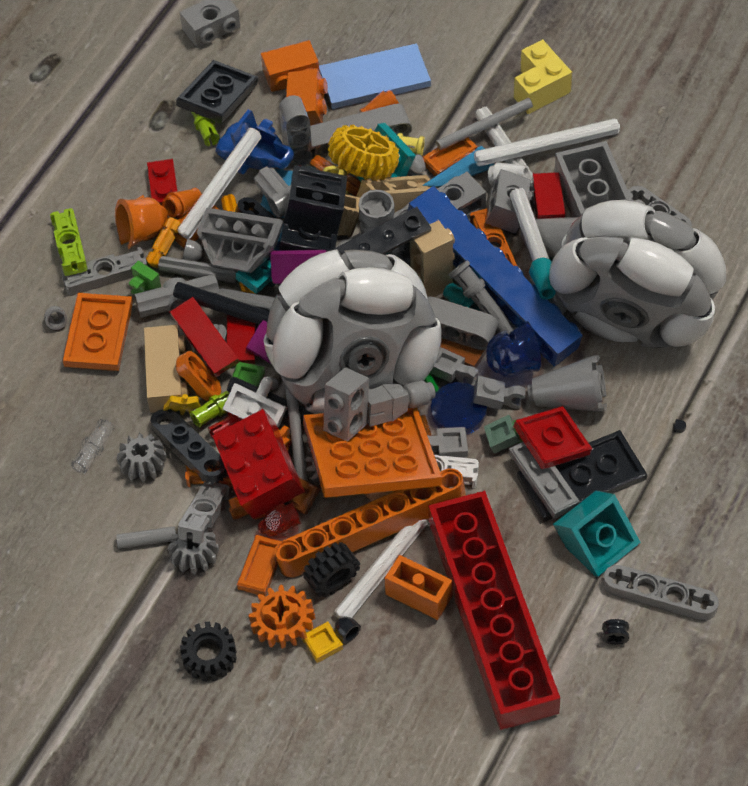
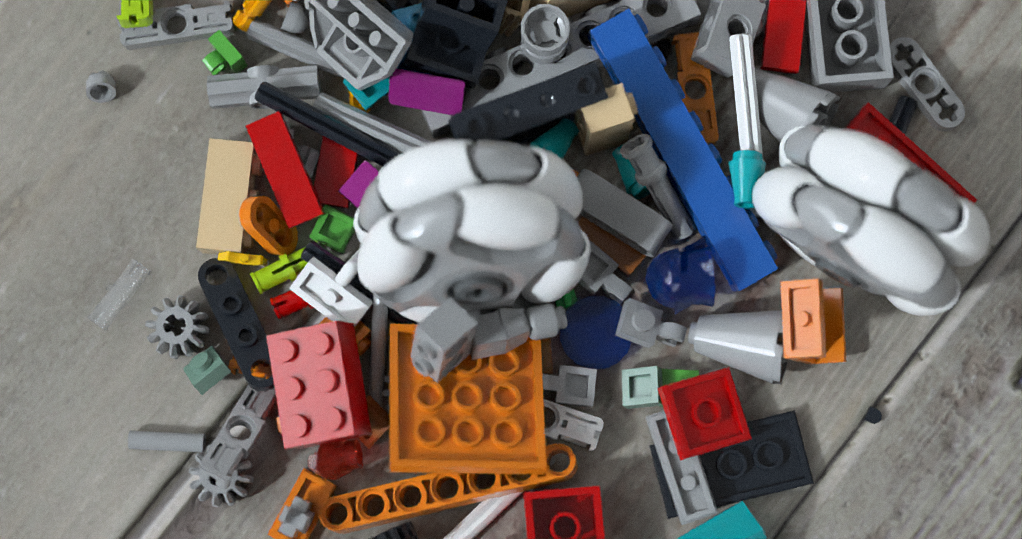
camera: 10 degrees right, 25 degrees up
(98, 331) = (152, 121): orange plate -> none
(168, 480) = (206, 370): none -> sand green plate
(259, 559) = (296, 517): none -> light grey plate
(616, 362) = (813, 322): none -> orange panel

